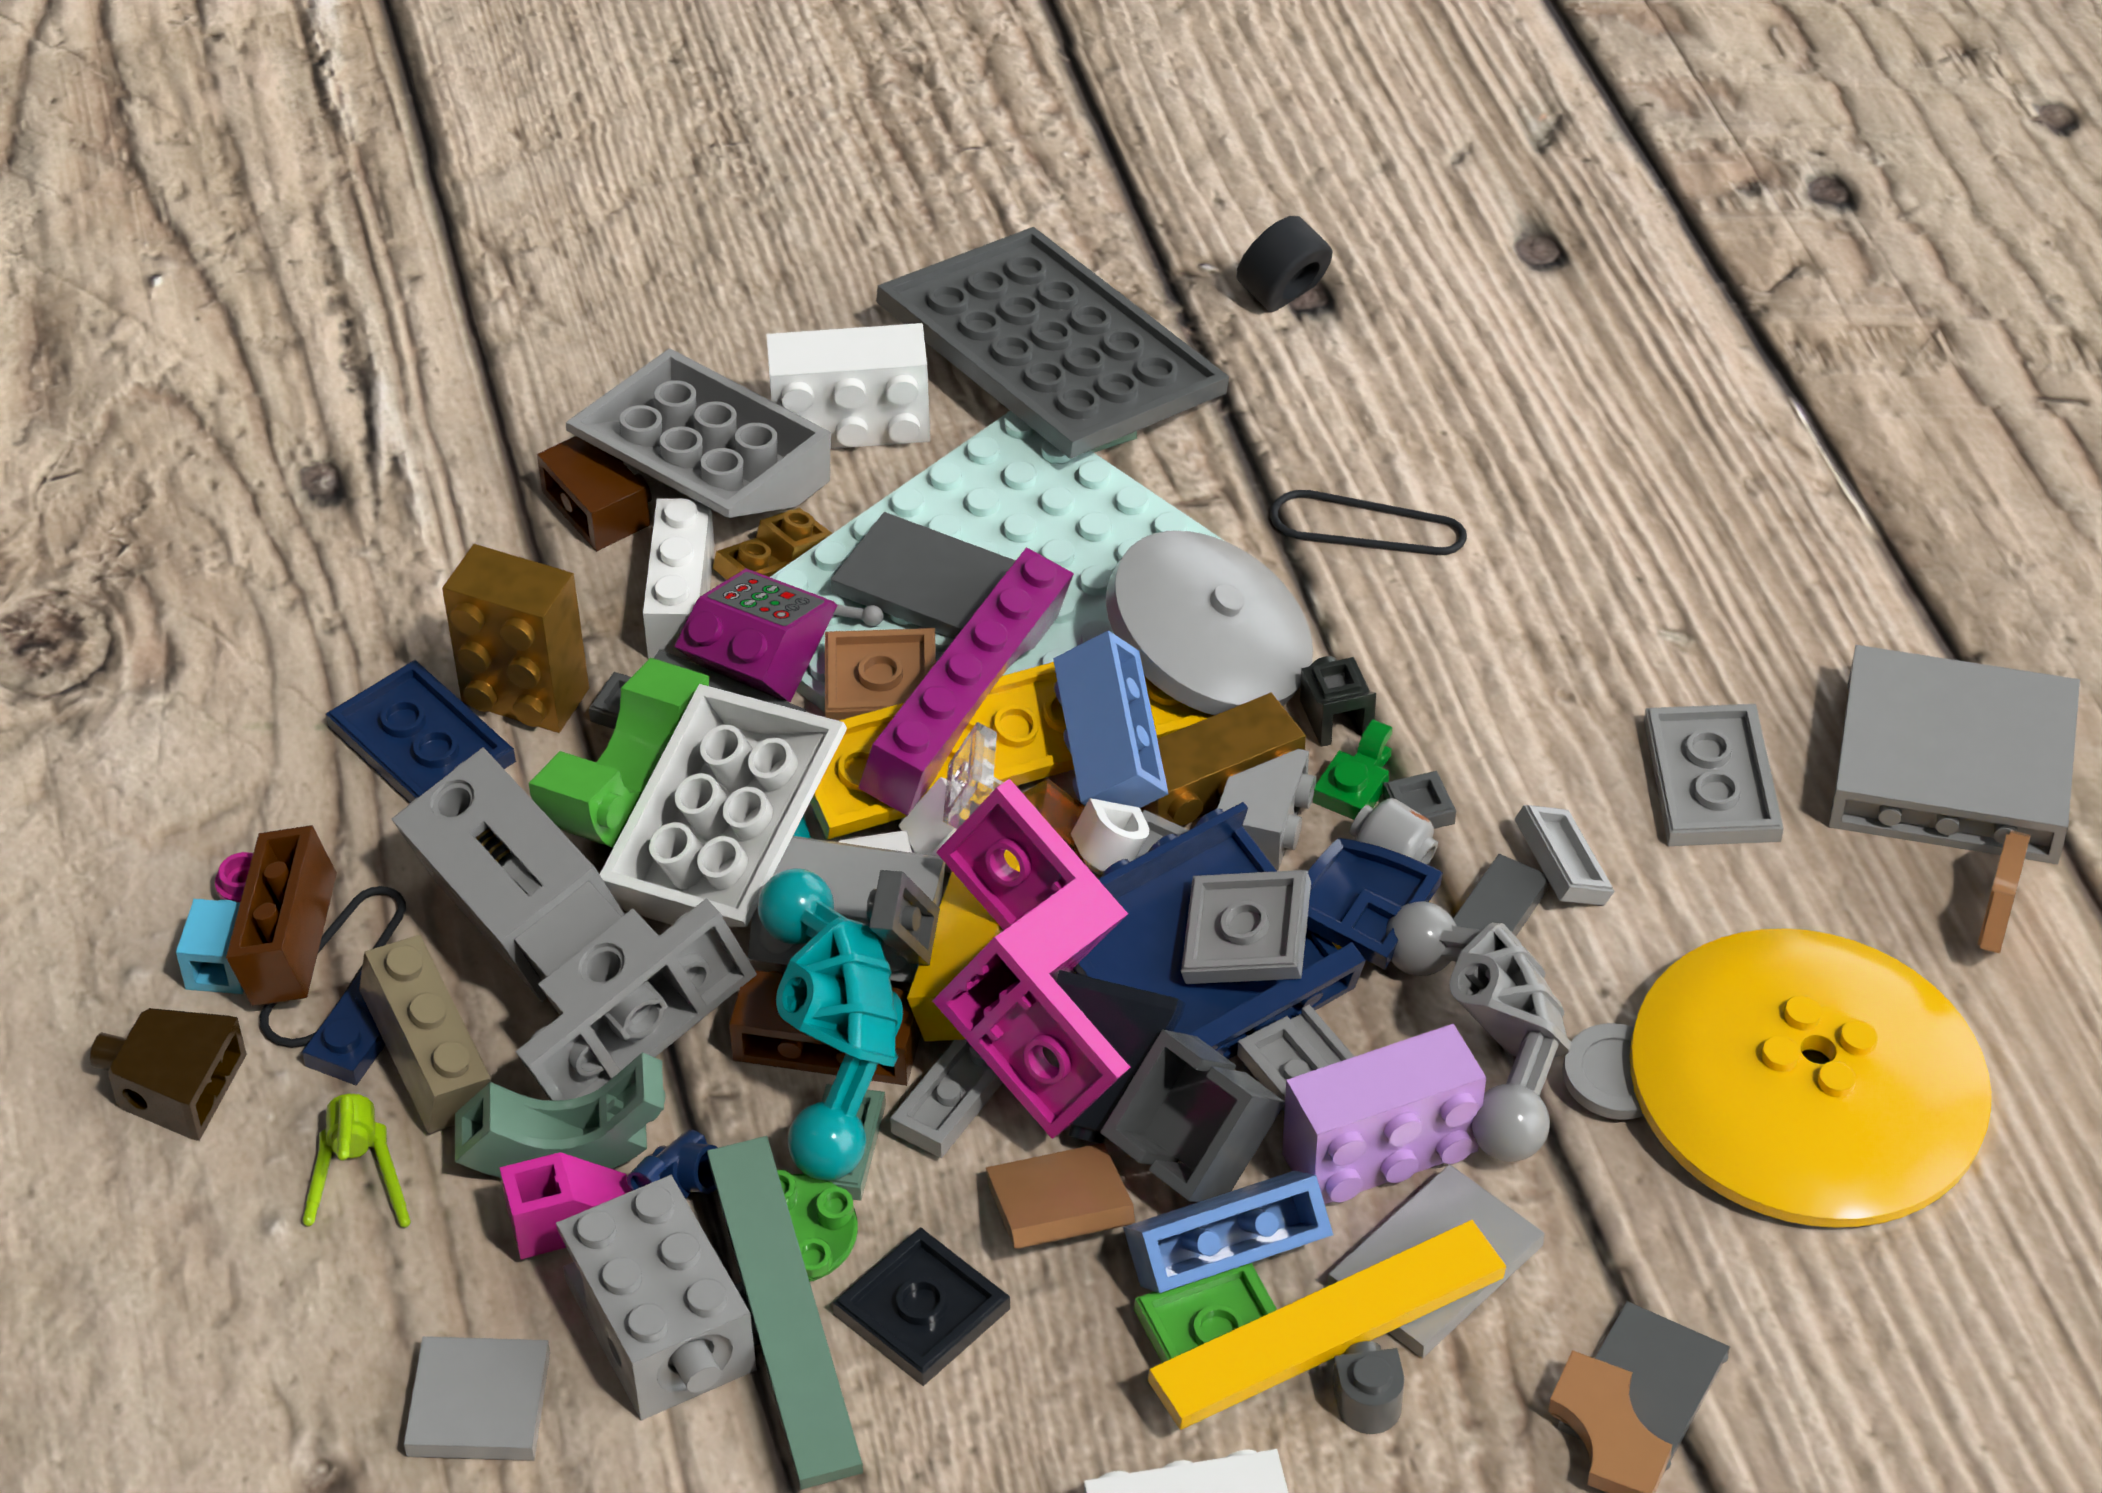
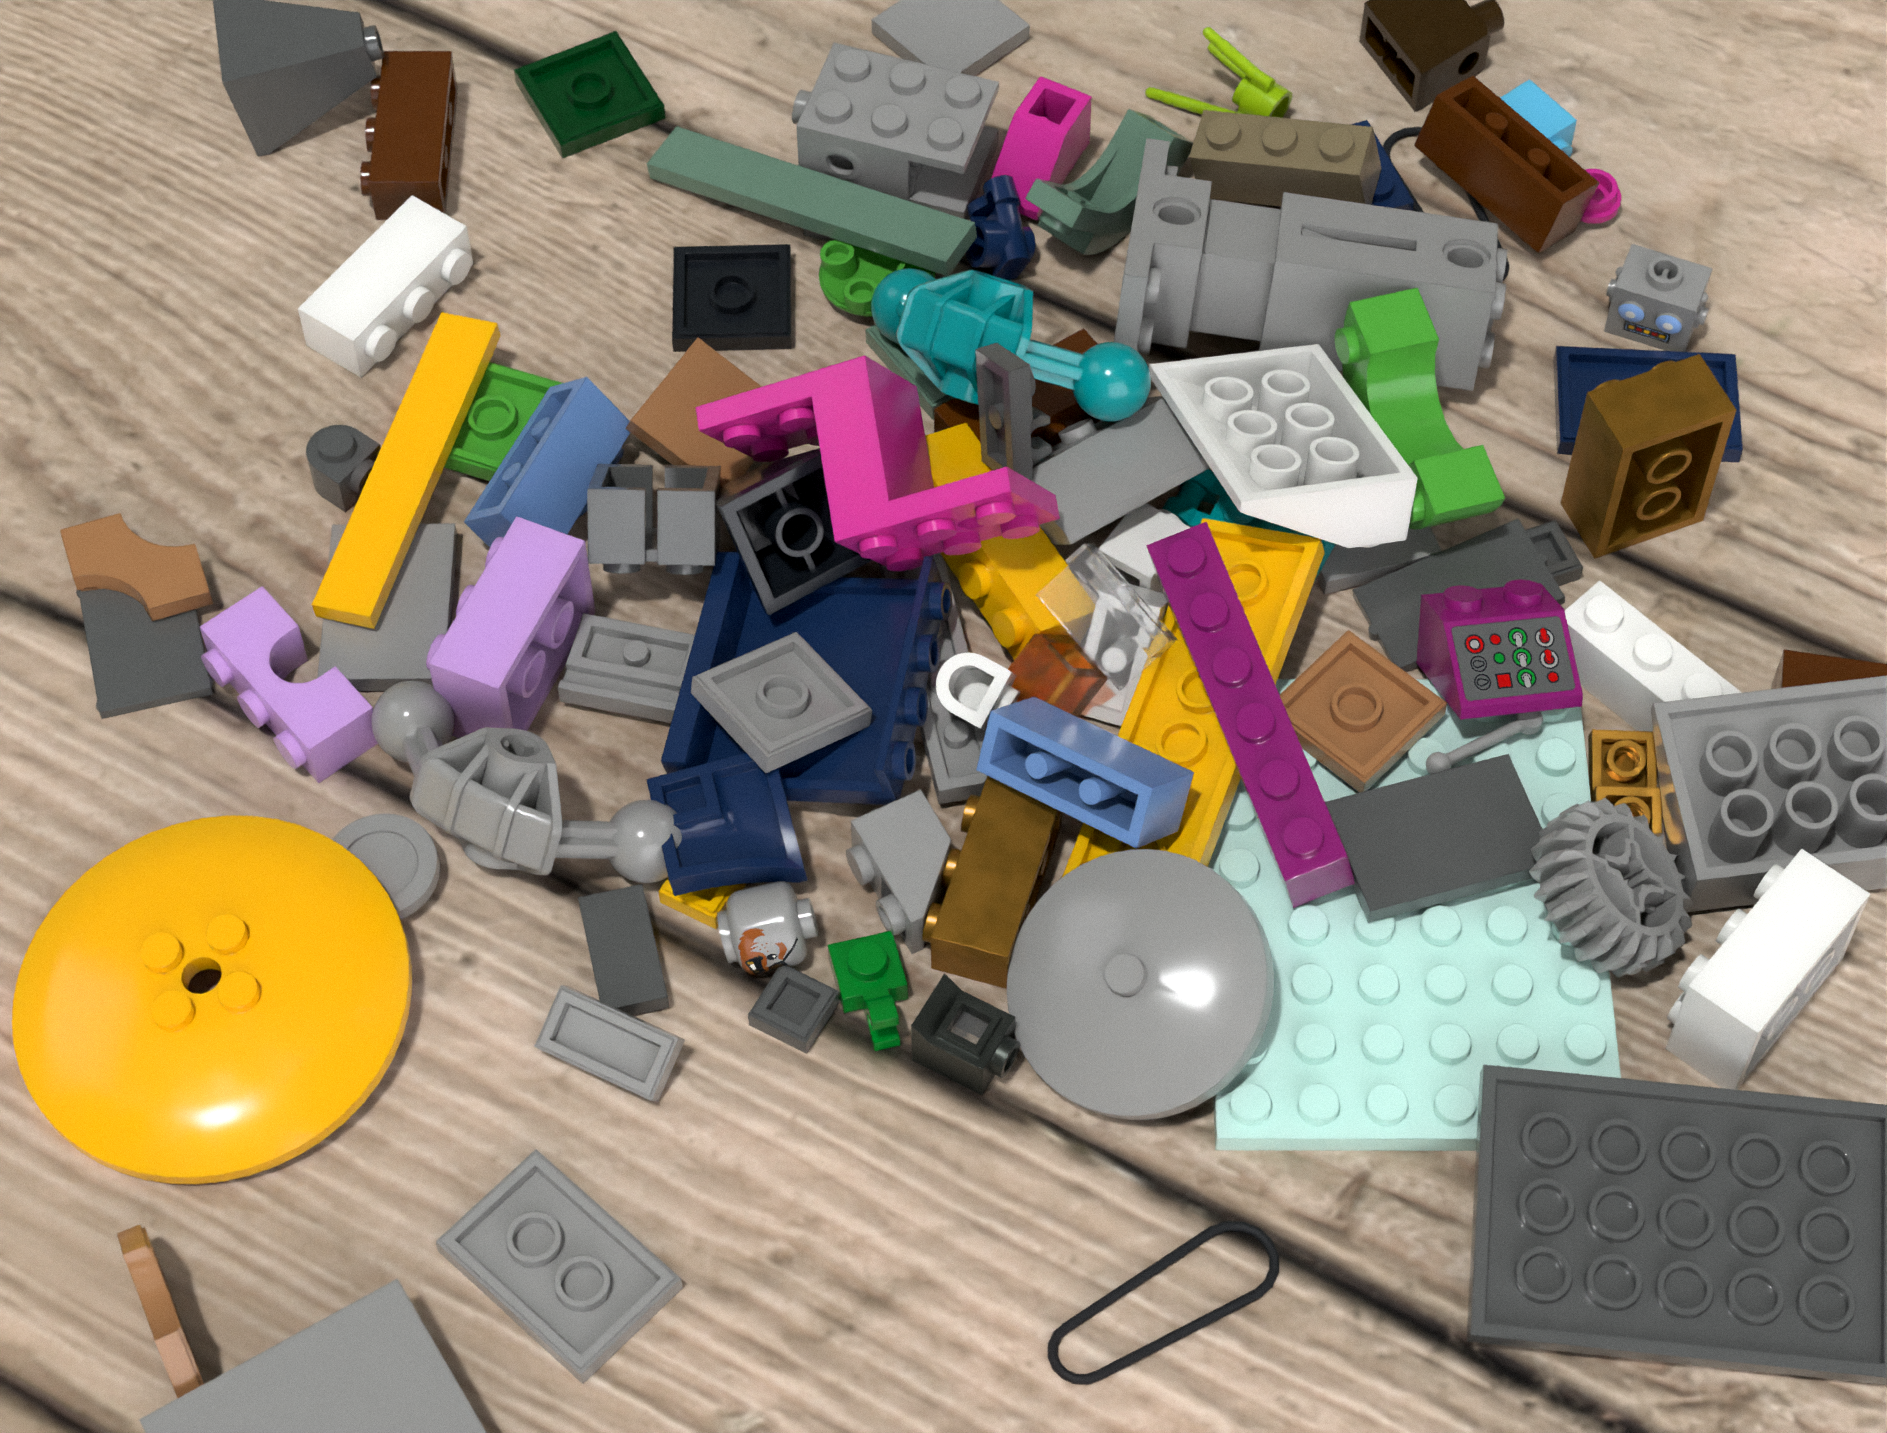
camera: 135 degrees right, 10 degrees up
(325, 768) = (1657, 299): none -> light grey head
(874, 477) = (1611, 888): none -> light grey gear
(1574, 1280) = (314, 721): none -> lavender arch

